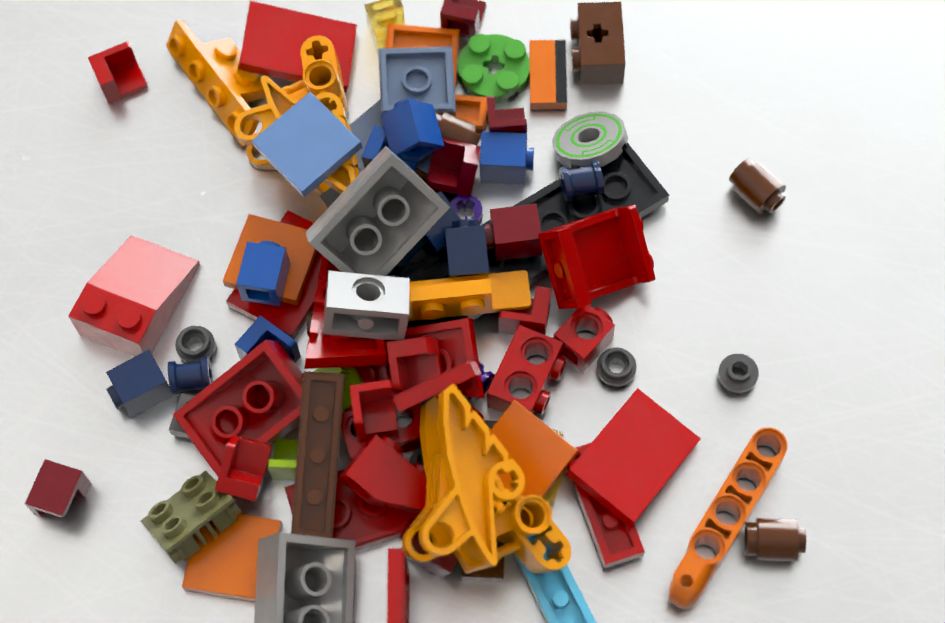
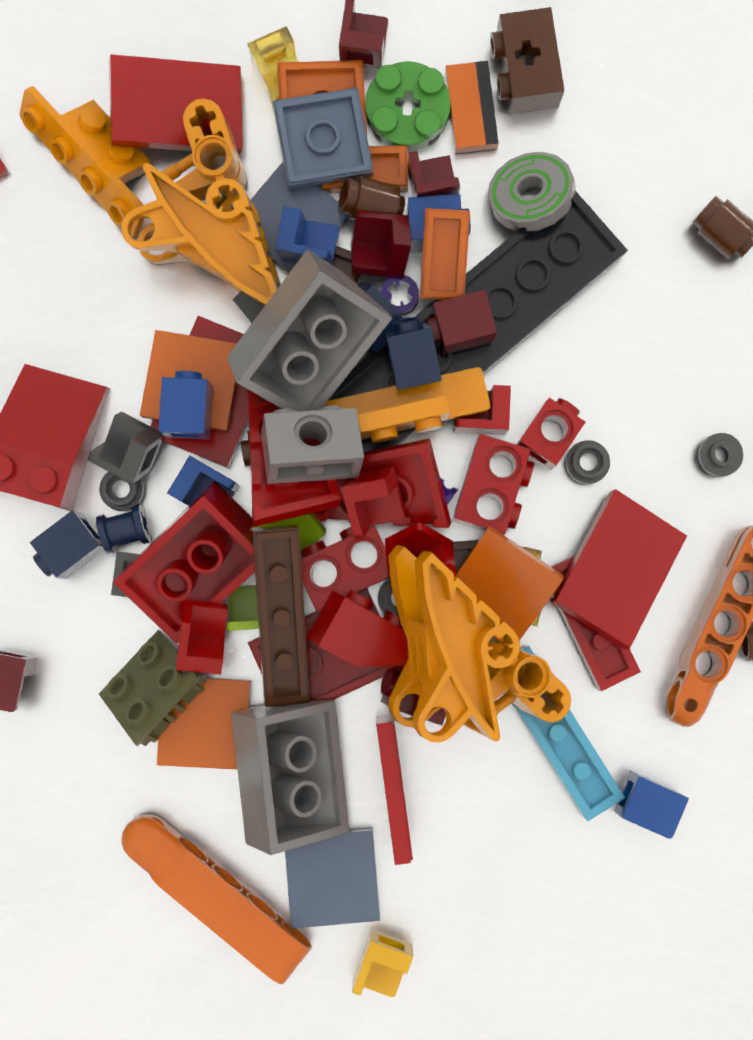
camera: 10 degrees left, 20 degrees up
(209, 308) = (128, 448): none -> dark grey panel
(307, 144) = (212, 249): medium blue tile -> none
(374, 409) = (336, 561): red panel -> none
(412, 129) = (329, 208): blue brick -> none
(436, 385) = (406, 534): red tile -> none
(506, 174) = (444, 253): none -> orange tile
(581, 180) = (530, 248): dark blue bush -> none
(597, 256) = (557, 341): red panel -> none

